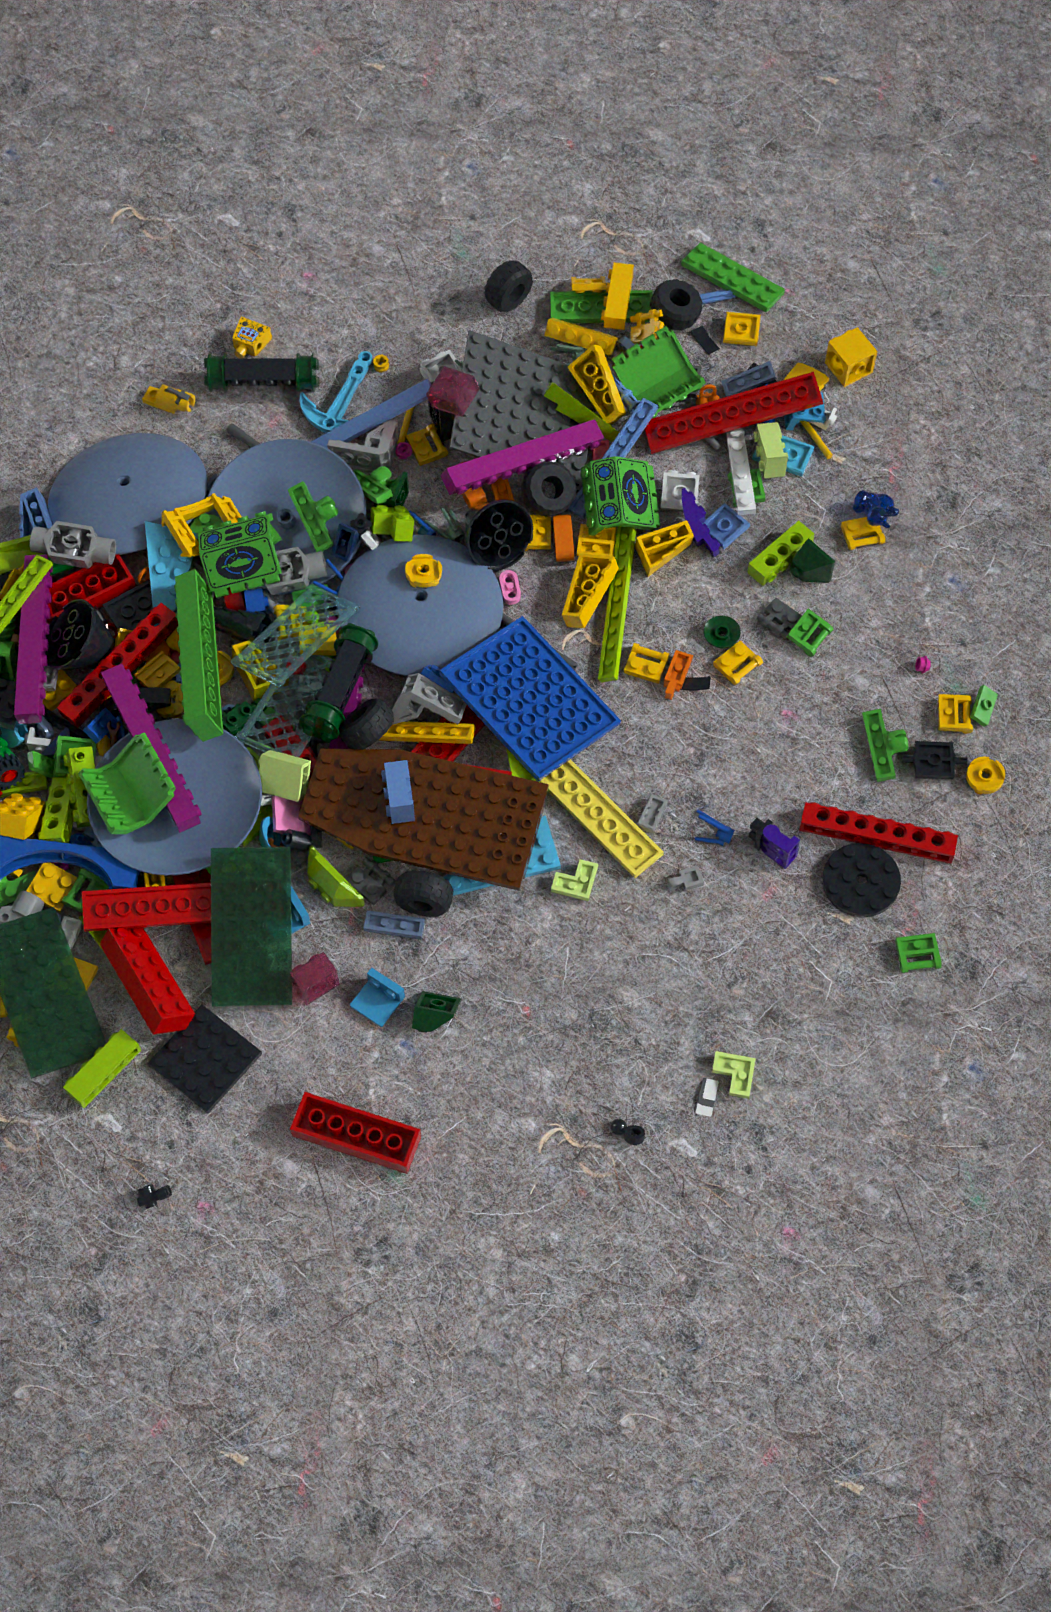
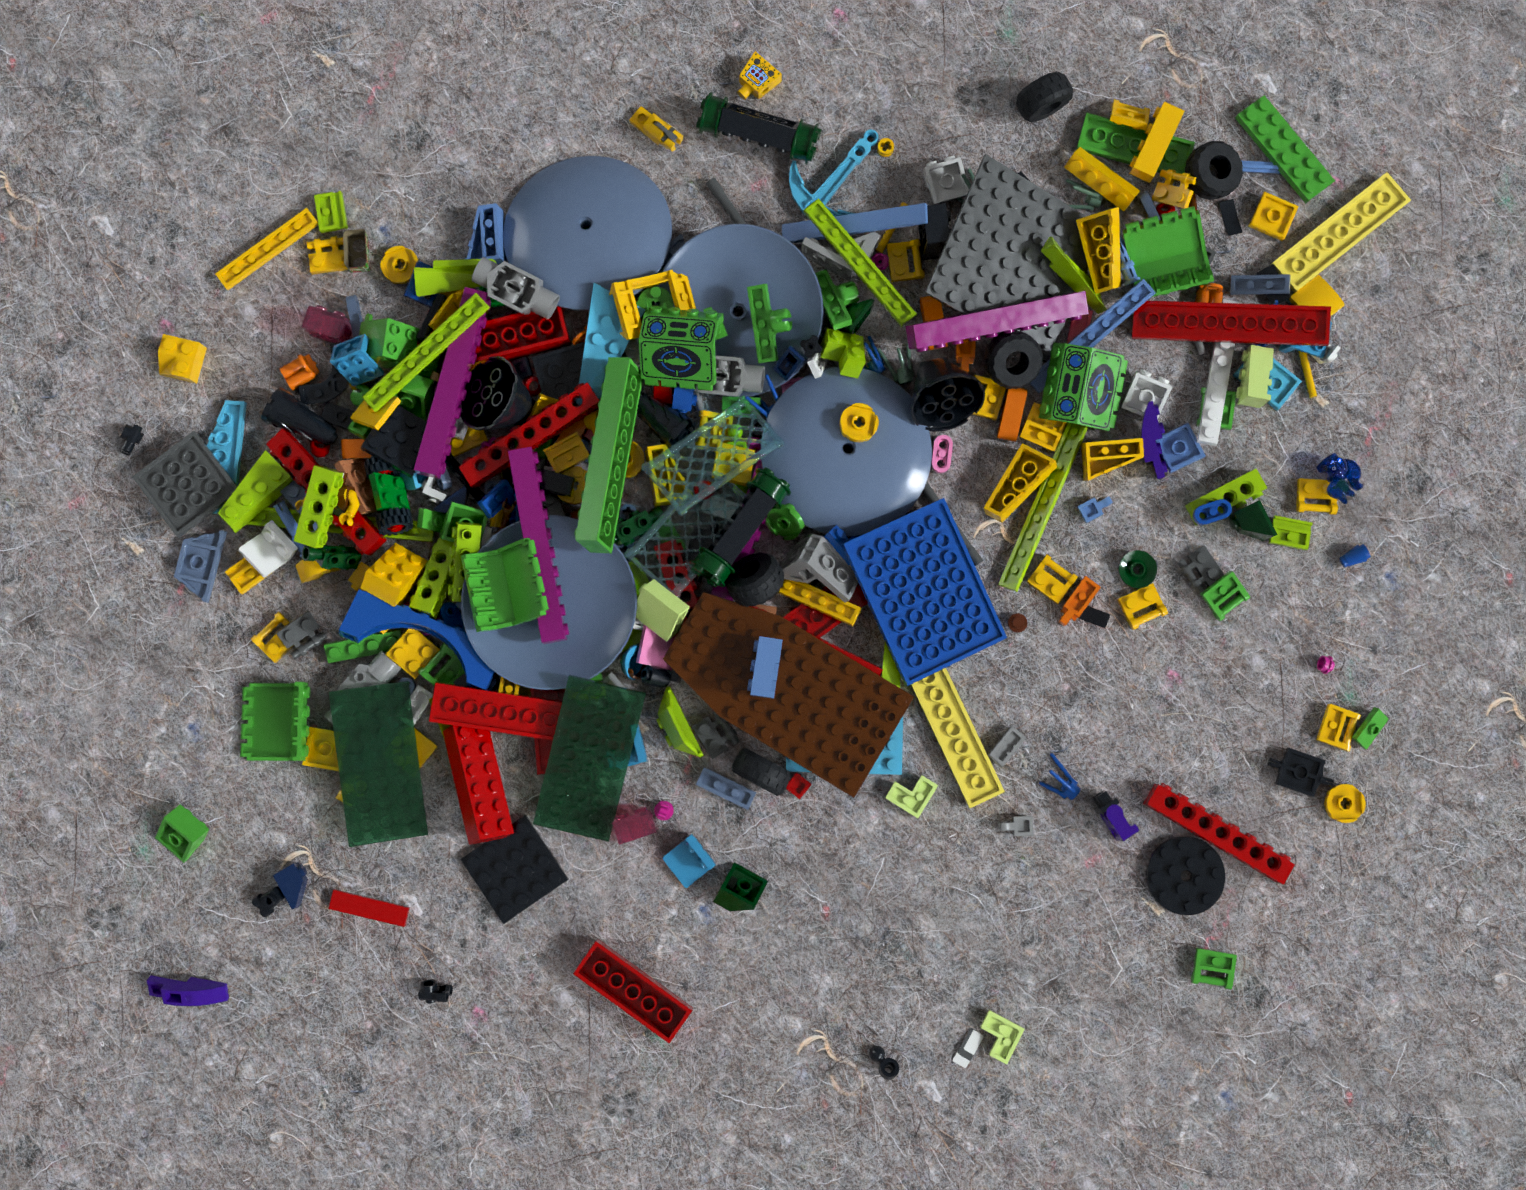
camera: 15 degrees right, 20 degrees up
(65, 1136) = (369, 908): none -> red tile
(102, 1068) = (417, 854): lime brick -> none
(340, 961) = (664, 810): none -> dark pink plate
(382, 667) = (791, 516): none -> bright green plate
(383, 445) = (859, 262): none -> lime tile
(452, 391) = (946, 229): clear pink brick -> none
(463, 903) = (798, 785): none -> red plate
(626, 707) = (1017, 622): none -> copper plate
(664, 595) = (1092, 509): none -> medium blue plate
(769, 562) = (1211, 512): none -> blue plate
(806, 324) = (1341, 231): none -> light yellow plate
(850, 356) = (1376, 288): yellow brick -> none
(850, 567) = (1291, 533): none -> lime plate
(883, 744) = (1255, 740): bright green plate -> none
(915, 569) = (1355, 556): none -> blue cone

